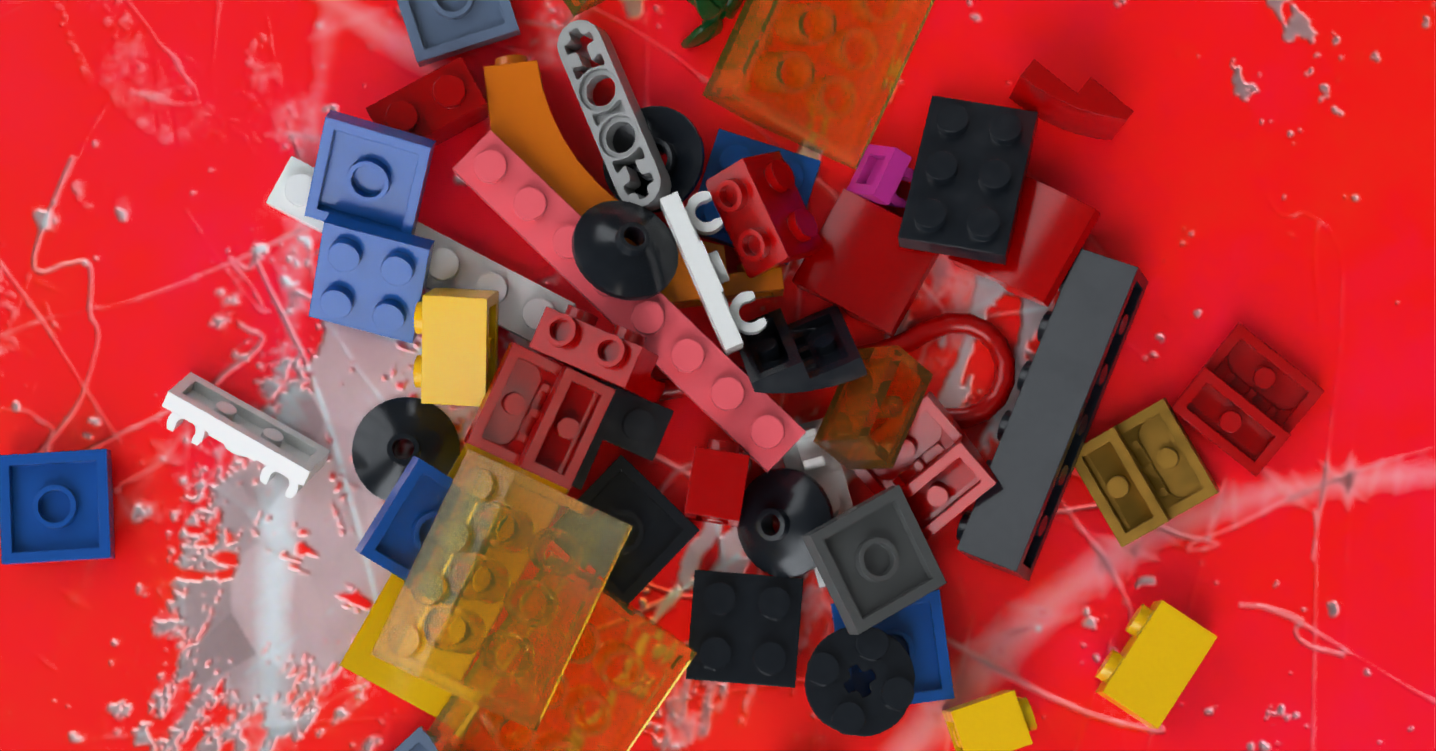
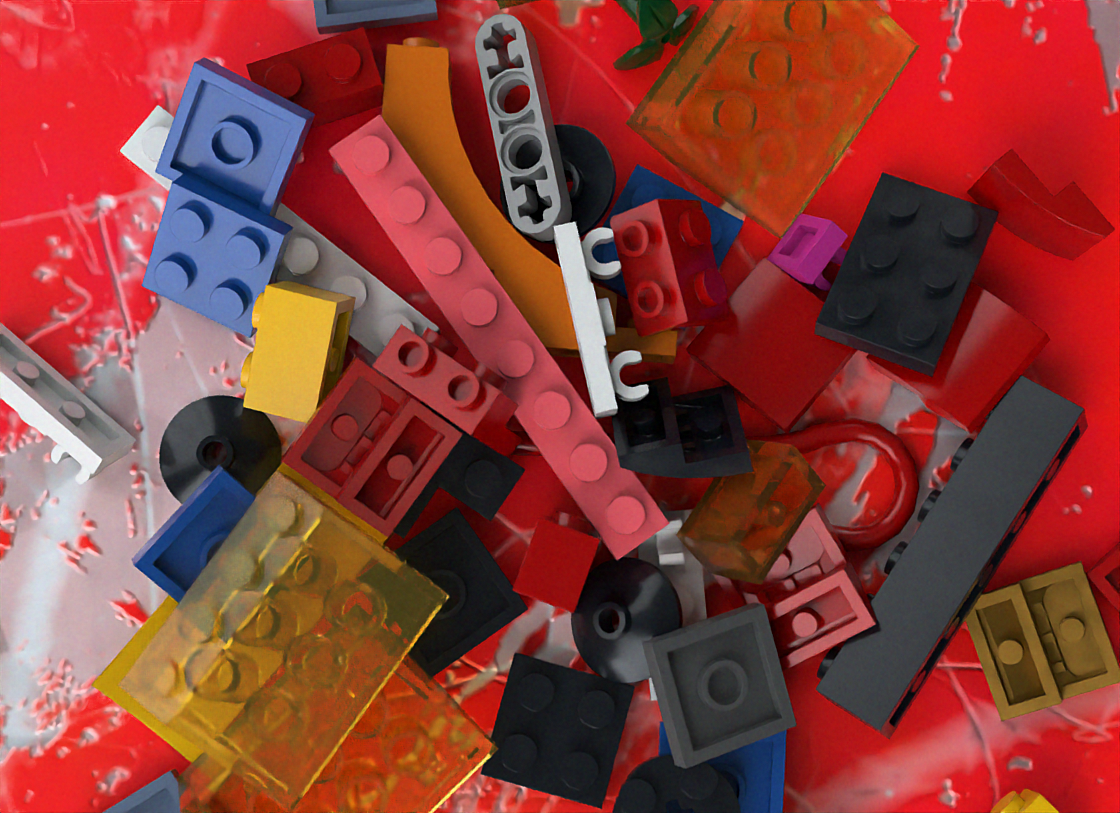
camera: 15 degrees right, 0 degrees up
(616, 265) = (492, 294): black dish -> none

